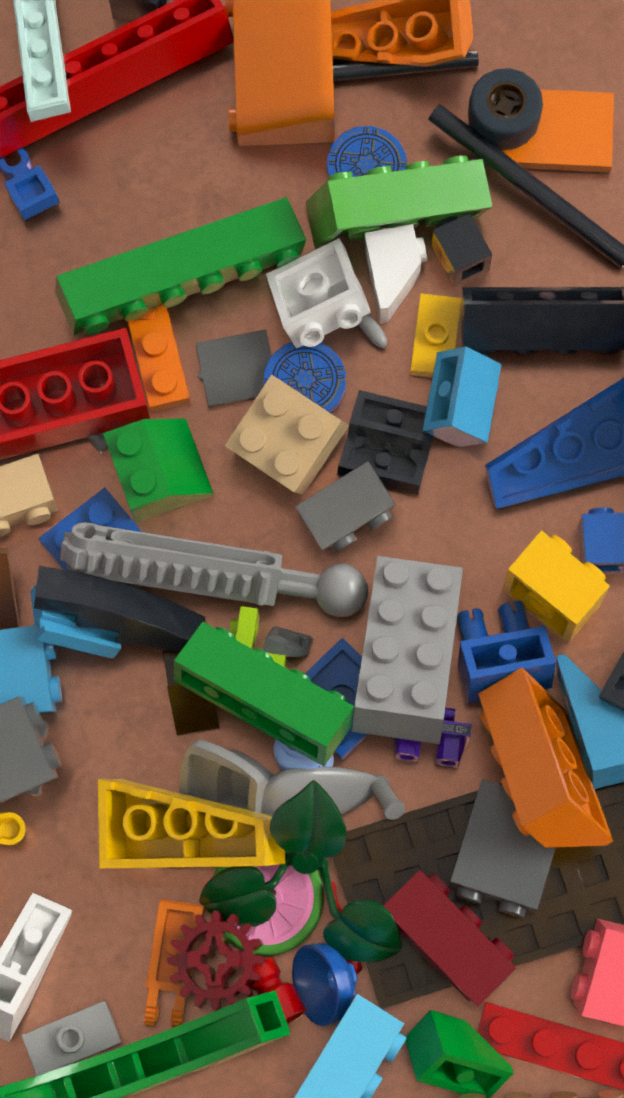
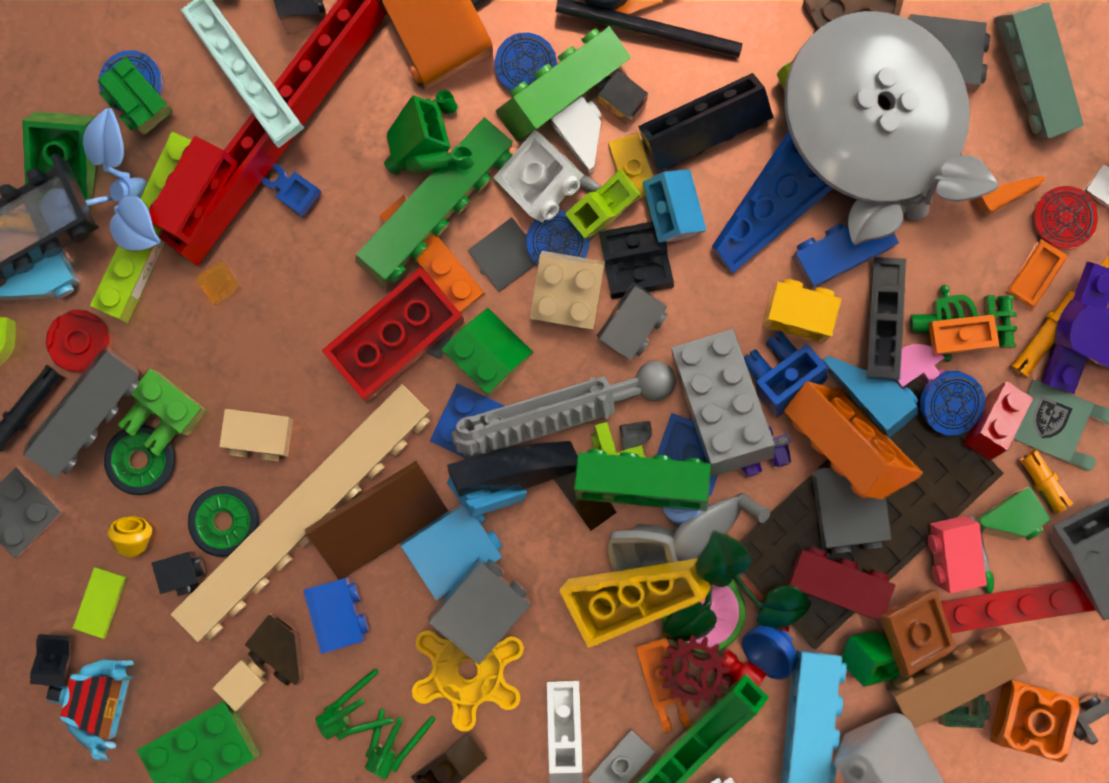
camera: 25 degrees left, 10 degrees up
(202, 187) = (420, 138): none -> green torso
(374, 363) = (604, 205): none -> lime brick
(518, 1045) = (918, 632): none -> dark orange tile

